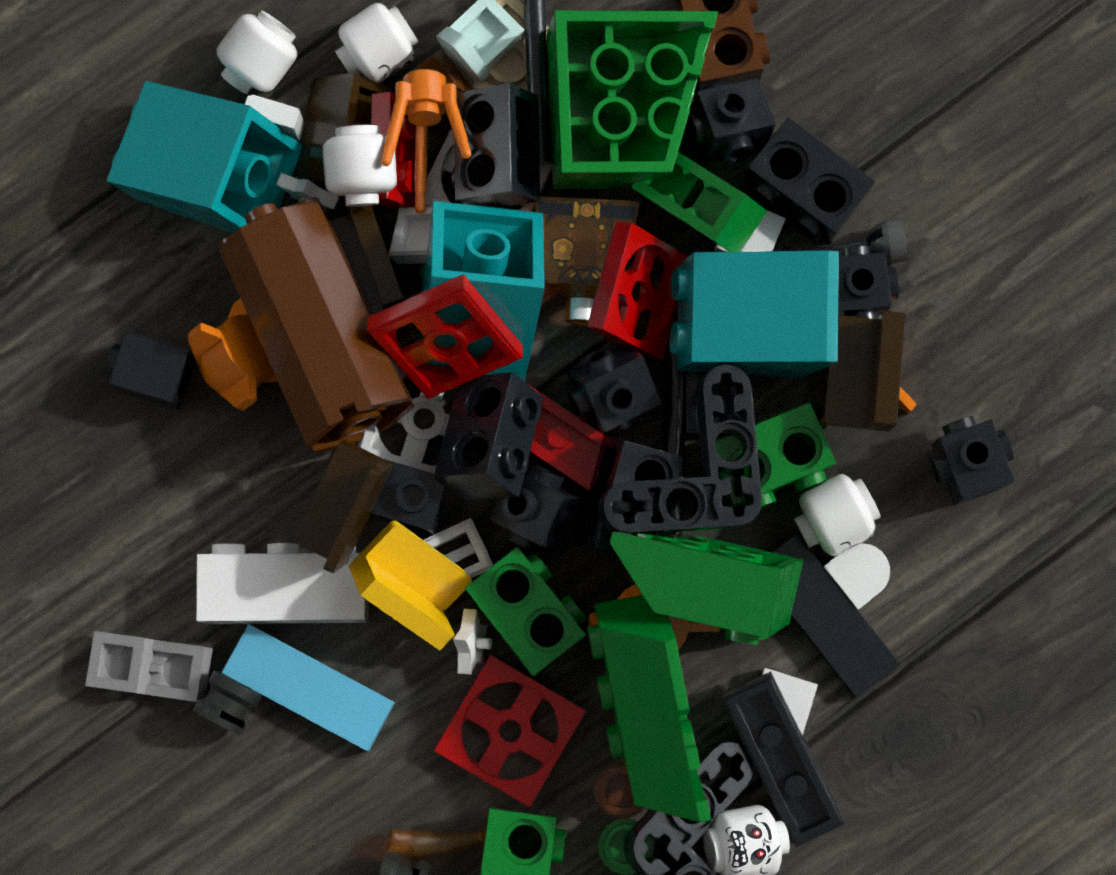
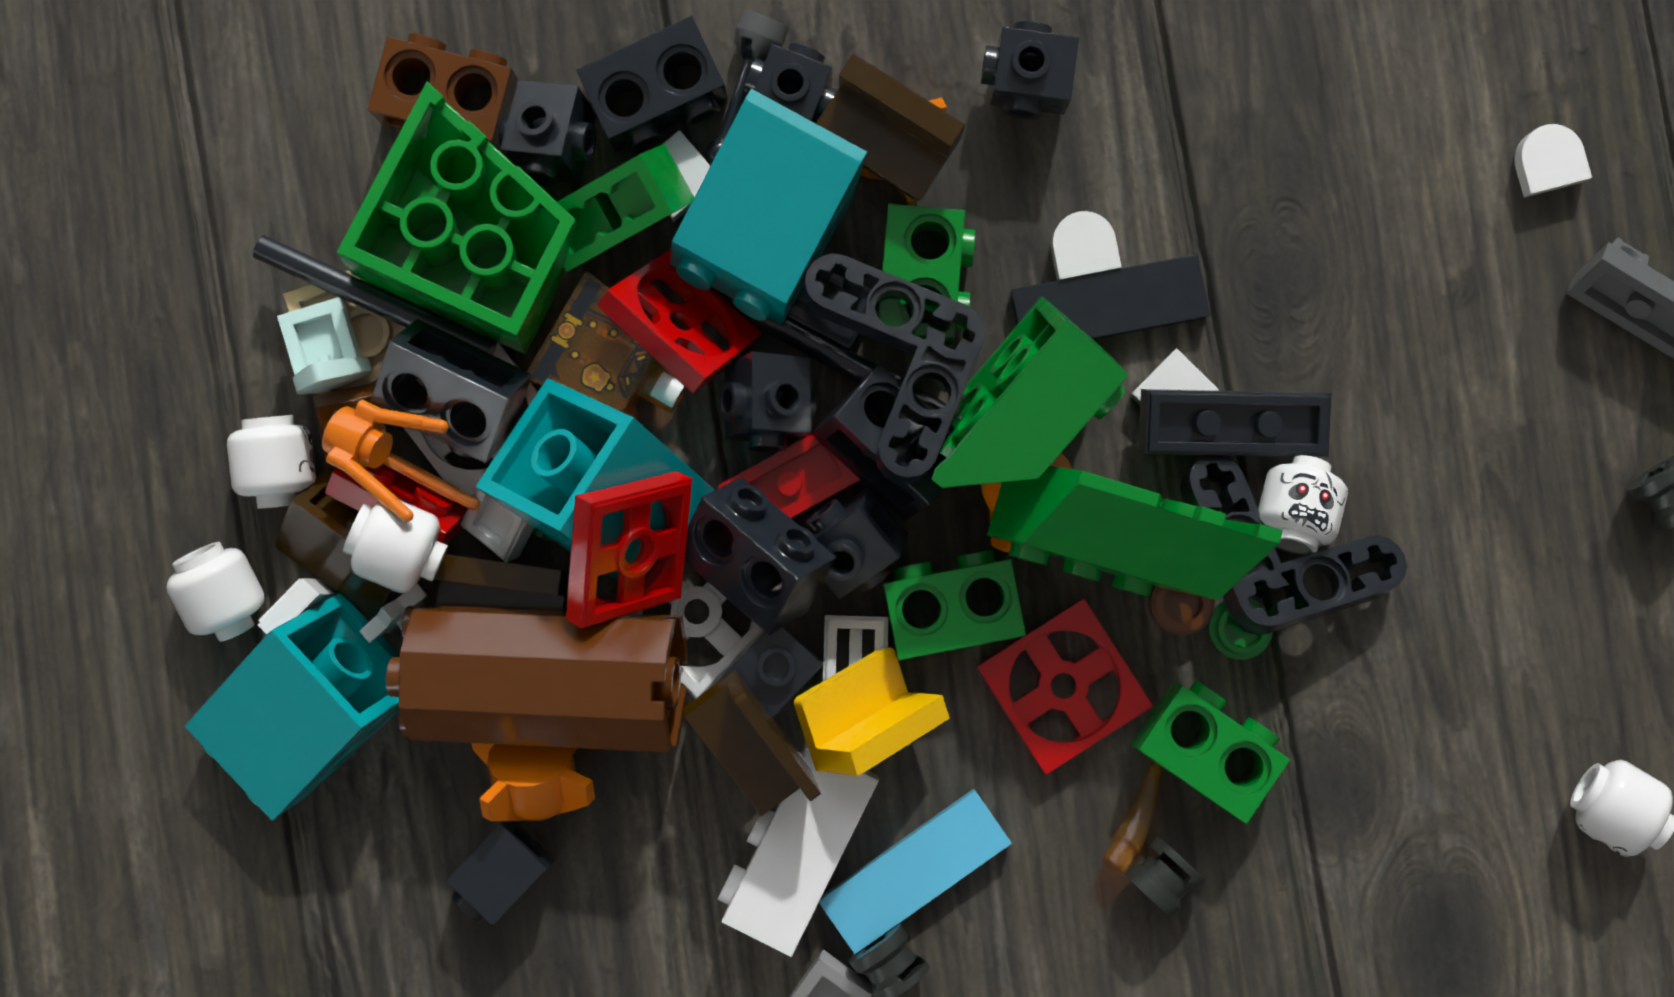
camera: 60 degrees left, 5 degrees up
(471, 642) = (955, 680): white piece -> none
(837, 514) = (1015, 237): white head -> none

